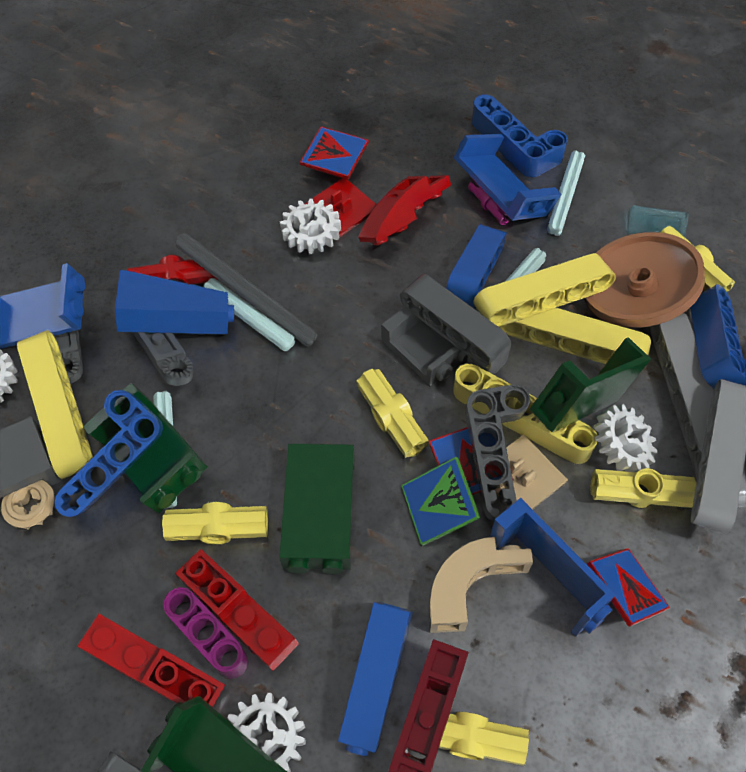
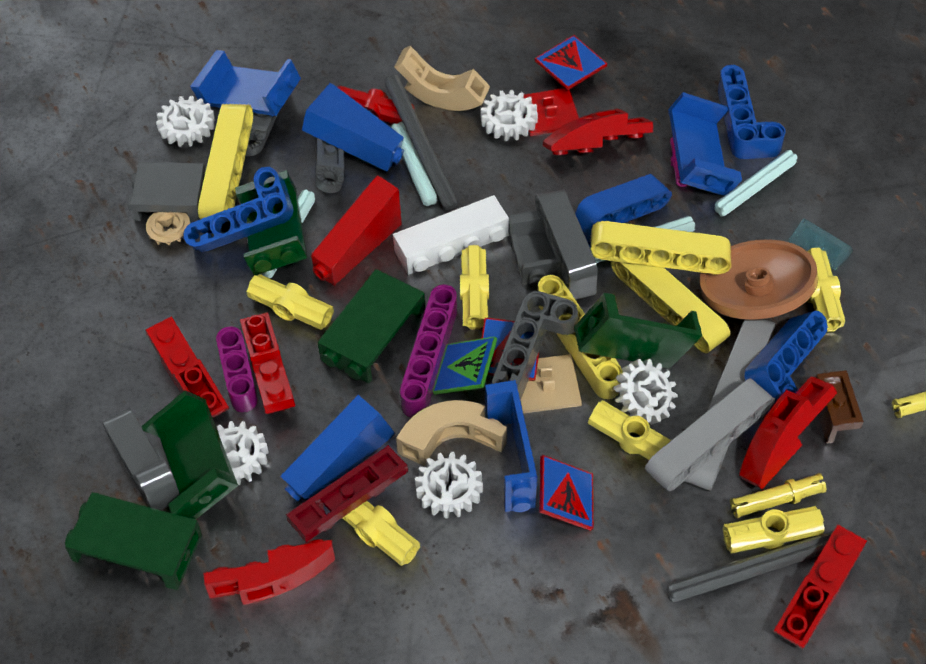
camera: 30 degrees right, 5 degrees down
(229, 229) = (440, 89): none -> tan arch
(242, 412) = (359, 231): none -> red slope
(334, 371) = (450, 233): none -> white brick
(393, 517) = (428, 361): none -> magenta beam
(523, 634) = (463, 490): none -> white gear

